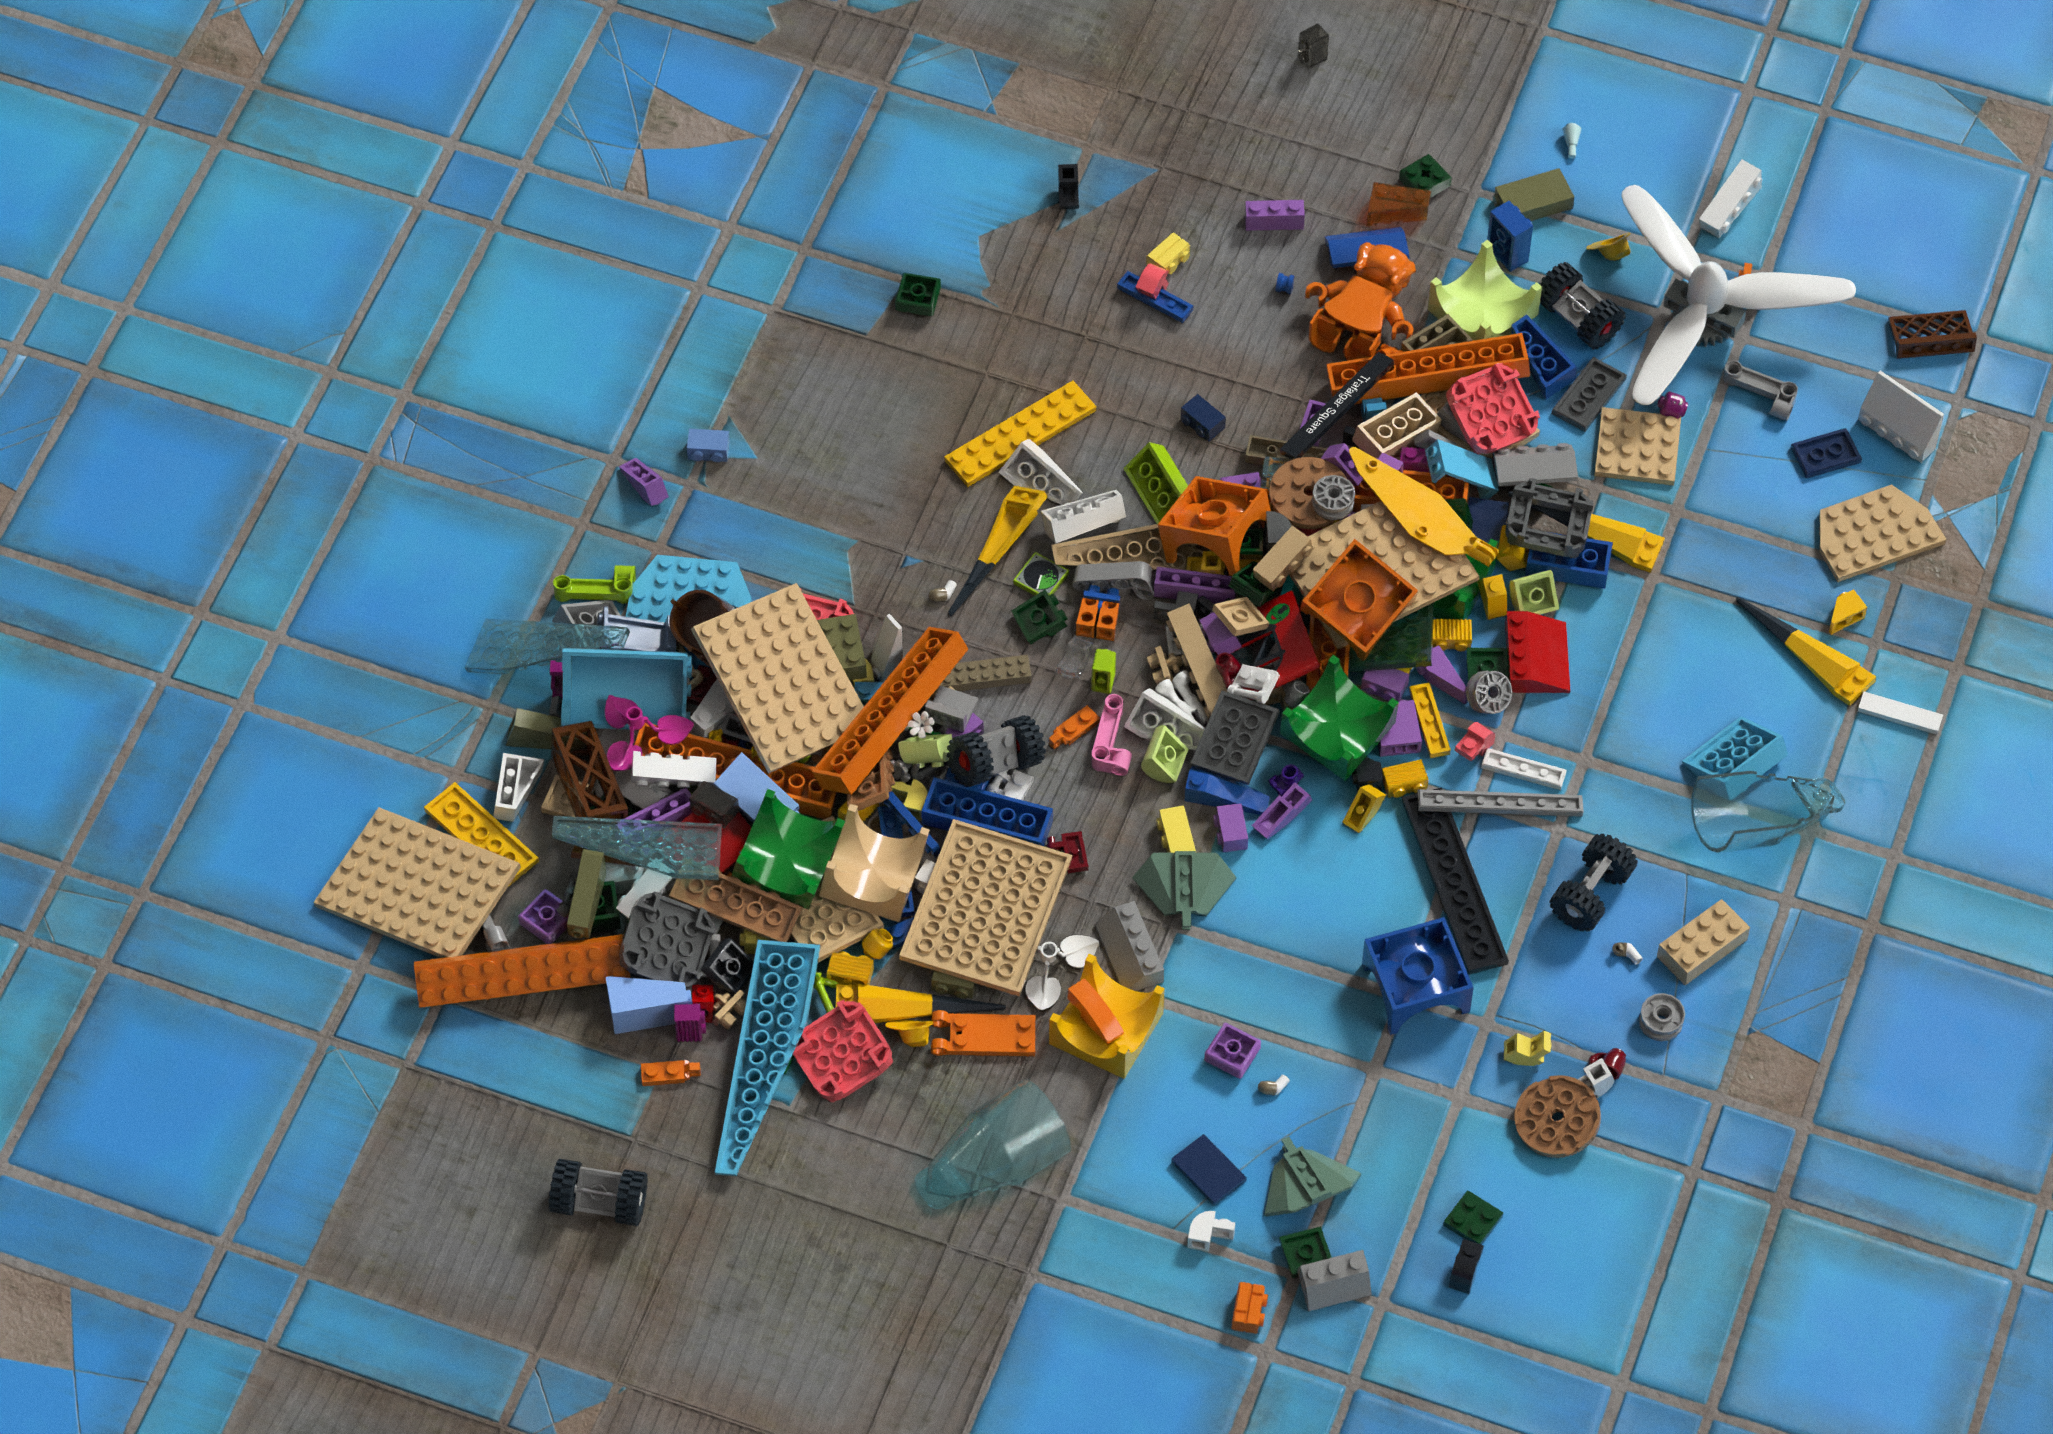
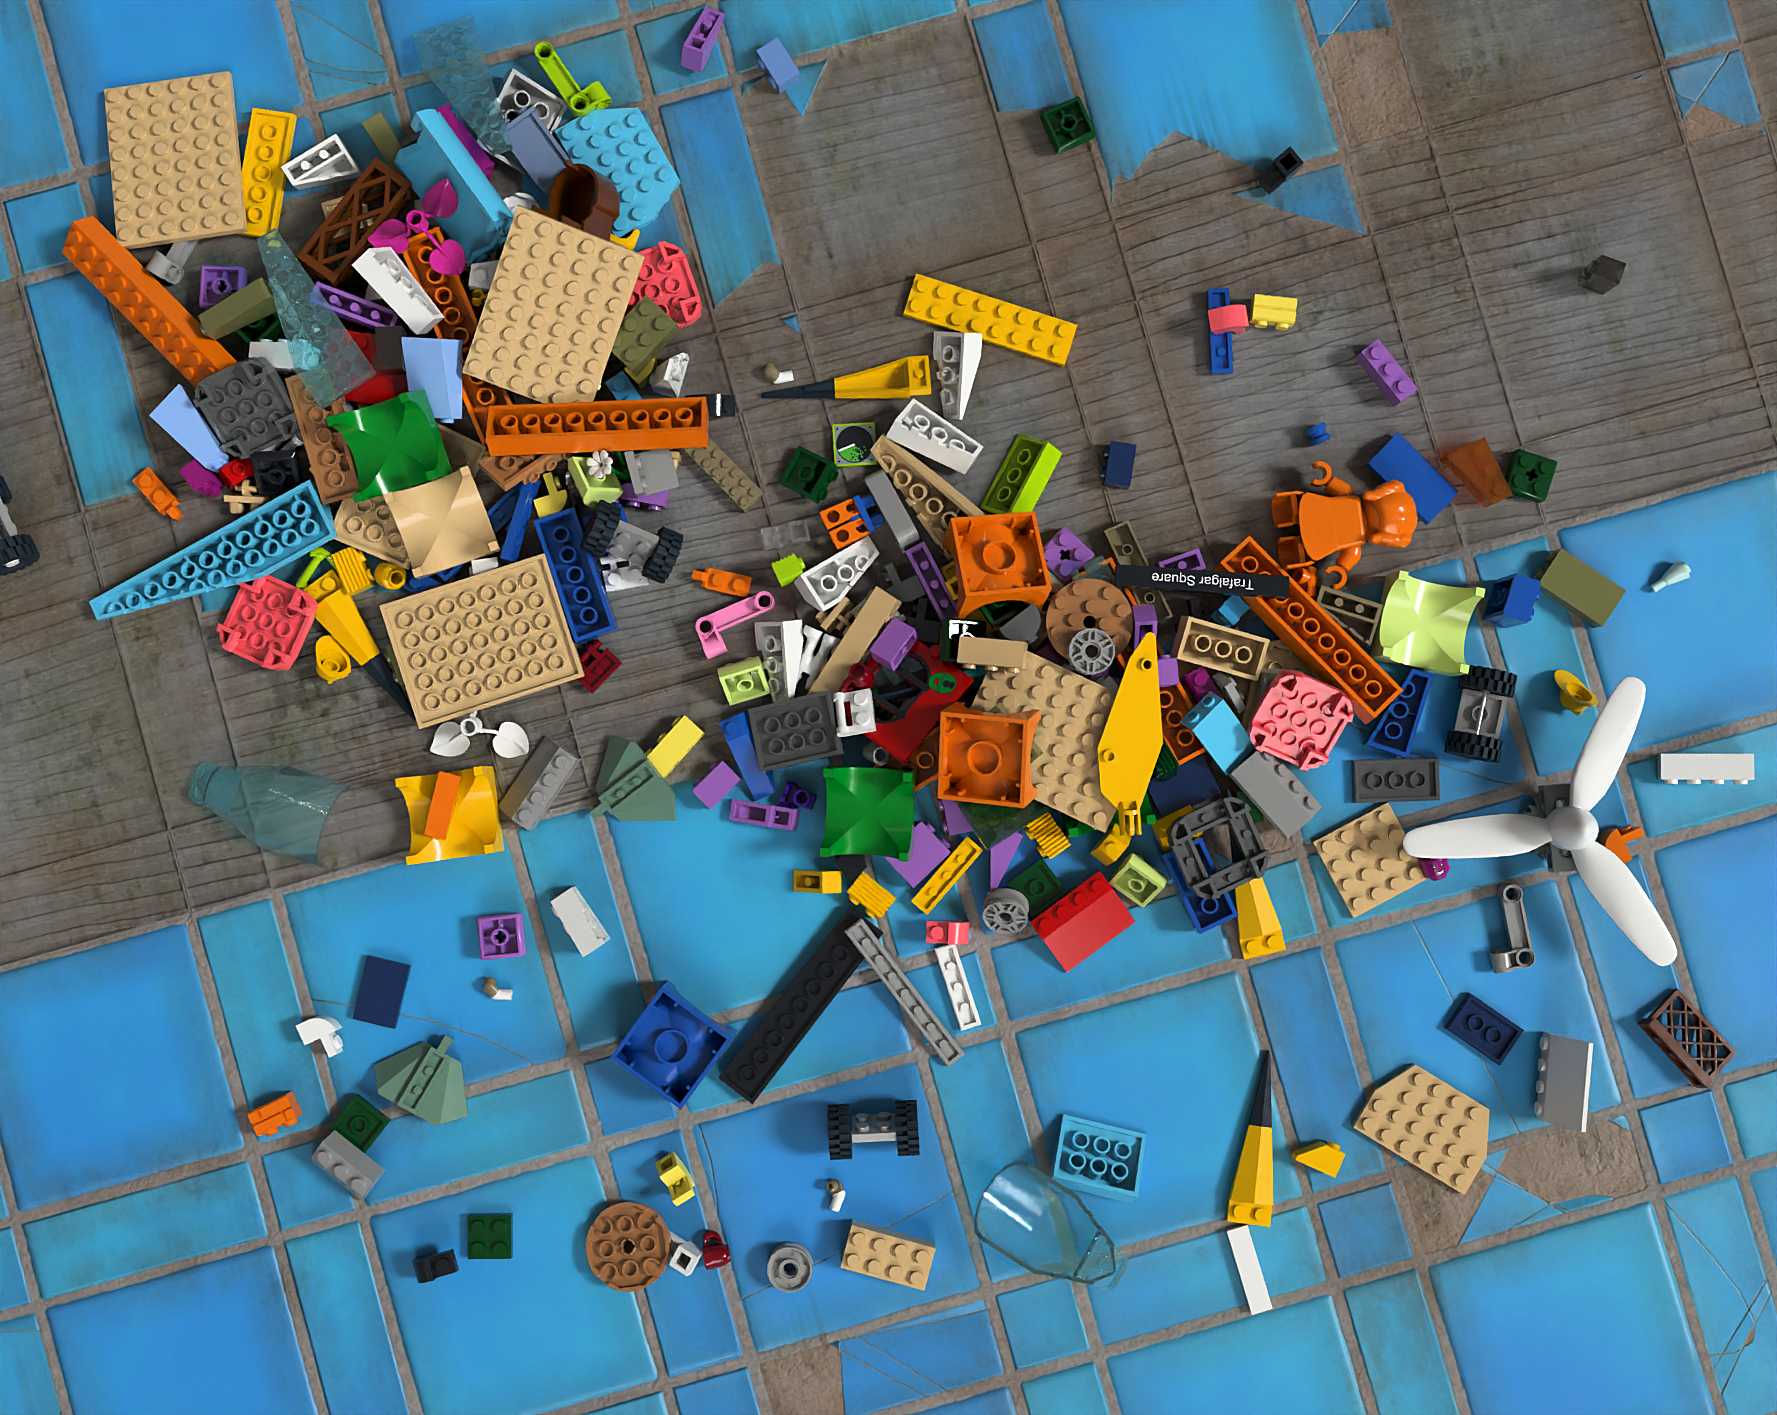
camera: 55 degrees right, 30 degrees up
(985, 1034) = (377, 723): orange hinge -> none
(1134, 648) = (833, 578): none -> white wedge
(1240, 616) = (913, 654): tan plate -> none
(1266, 986) = (579, 921): none -> white wedge

